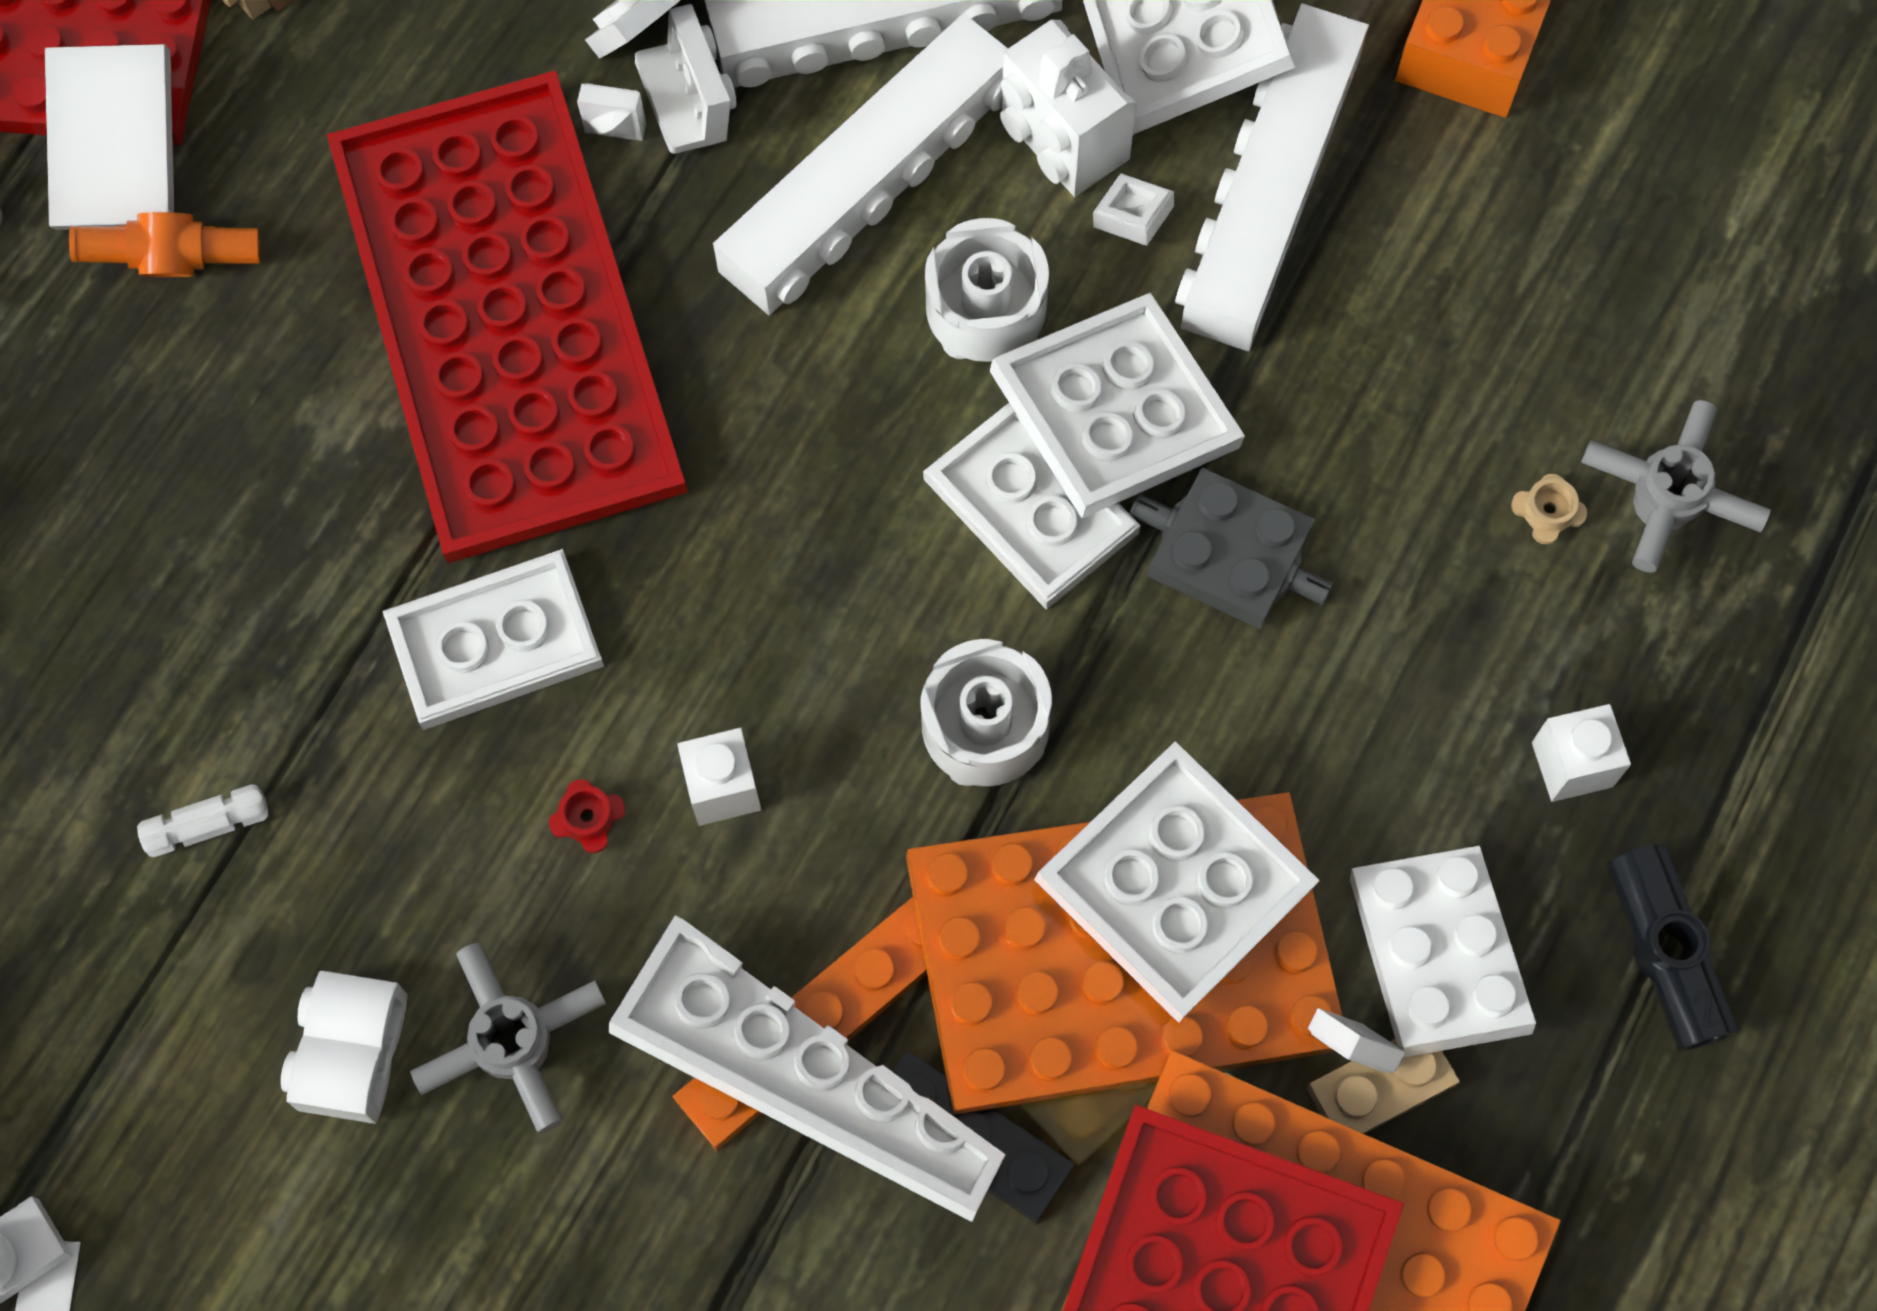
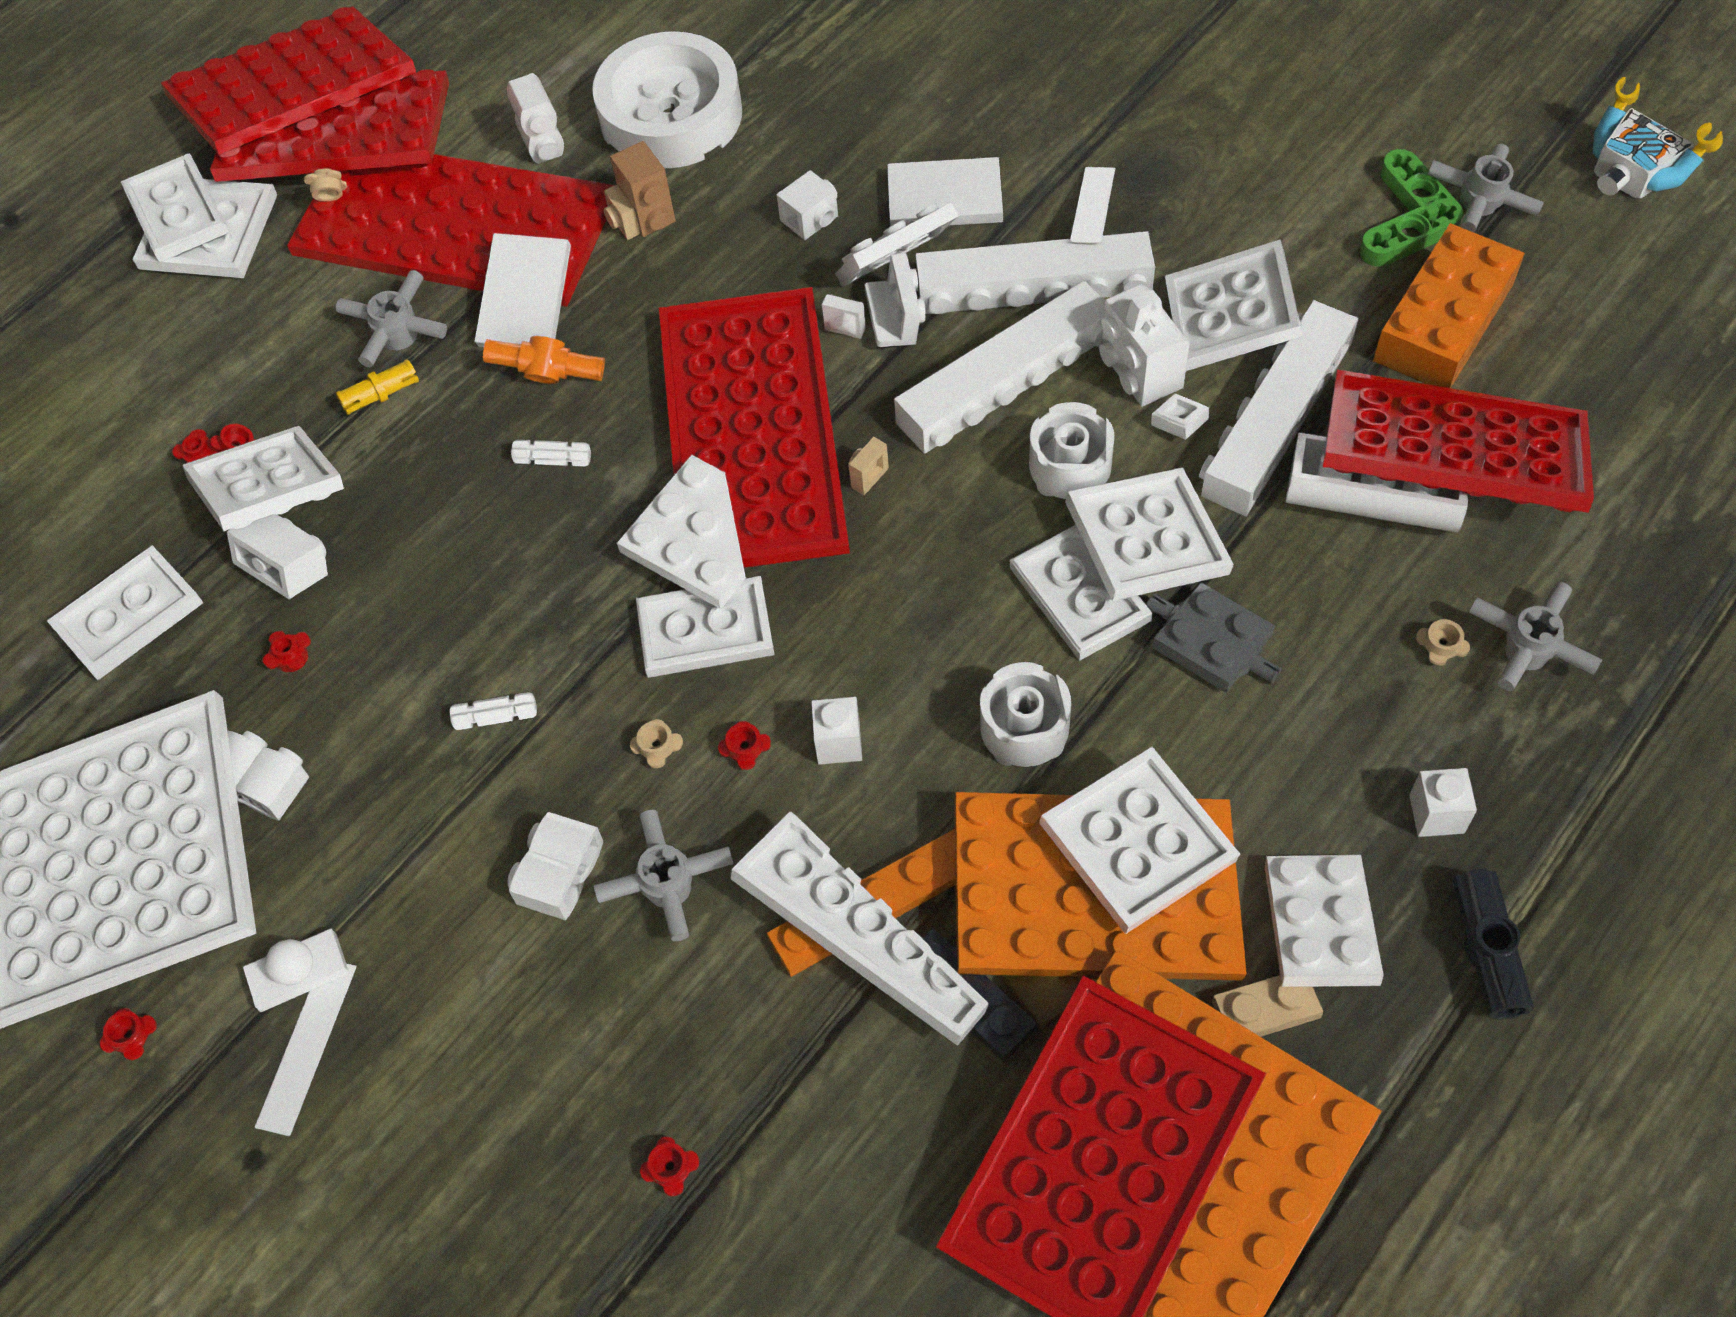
camera: 15 degrees right, 10 degrees down
(206, 393) = (551, 452): none -> white axle
(447, 501) = (690, 534): none -> white plate
(450, 816) = (655, 731): none -> tan plate
(690, 351) = (868, 465): none -> tan plate
(1355, 1041) = (1250, 968): white tile -> none
(1430, 279) = (1367, 494): none -> white brick
(1535, 202) = (1460, 441): none -> red plate

